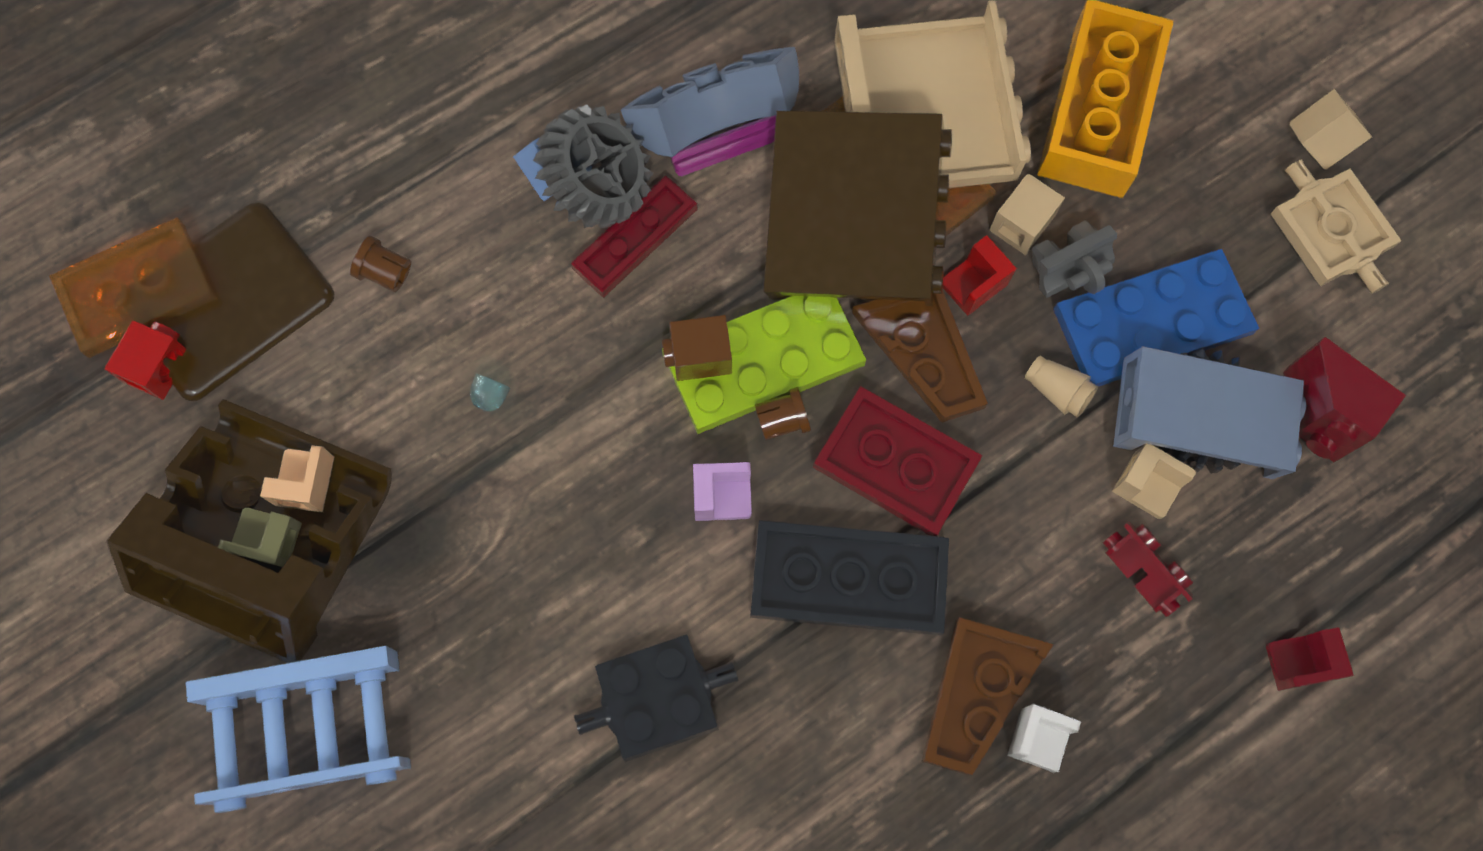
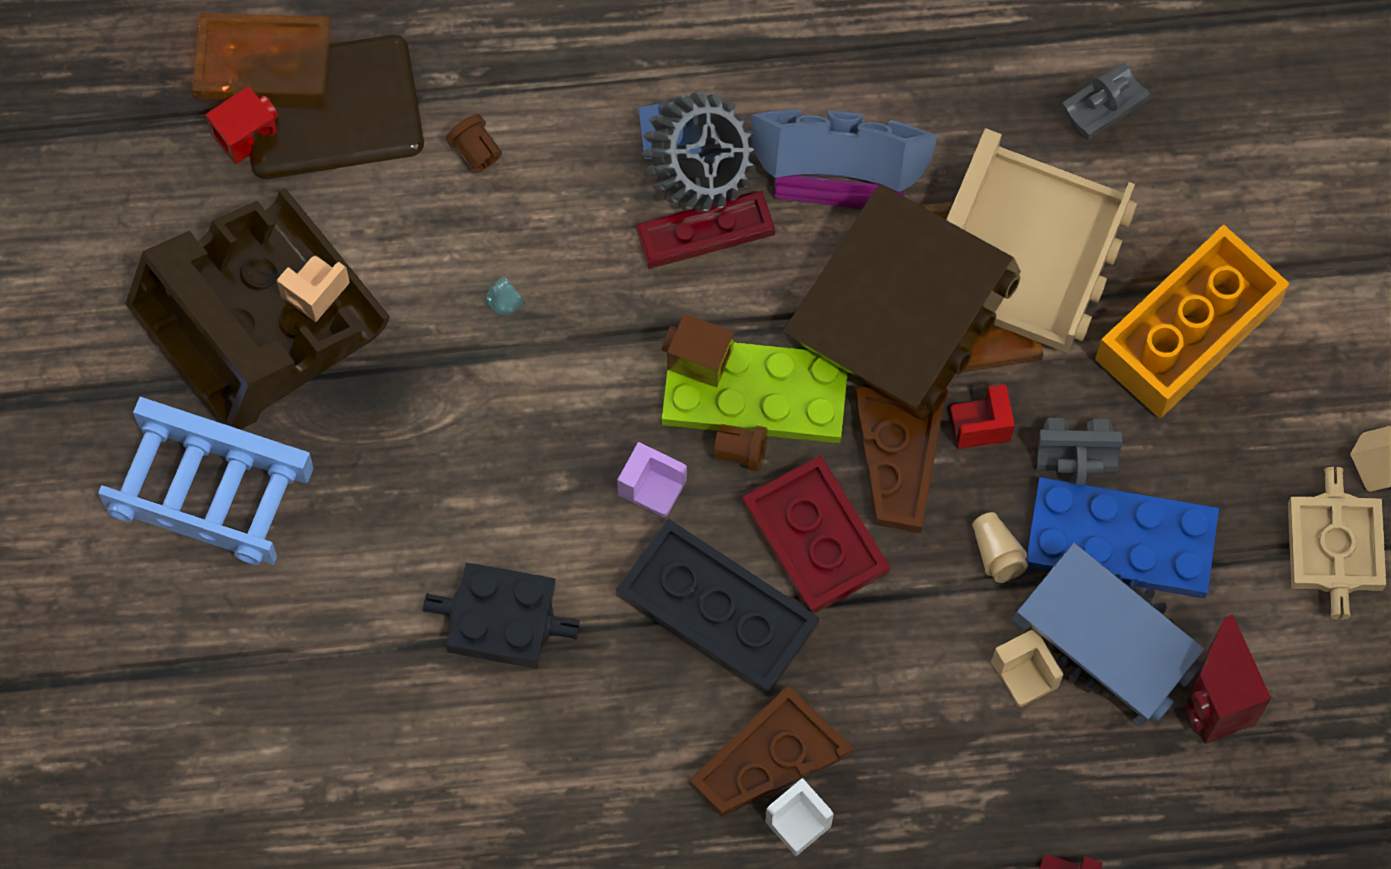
camera: 30 degrees right, 5 degrees down
(264, 537) = (261, 315): olive panel -> none
(1026, 213) = (1059, 386): tan panel -> none
(1163, 581) = (986, 752): dark red hinge -> none

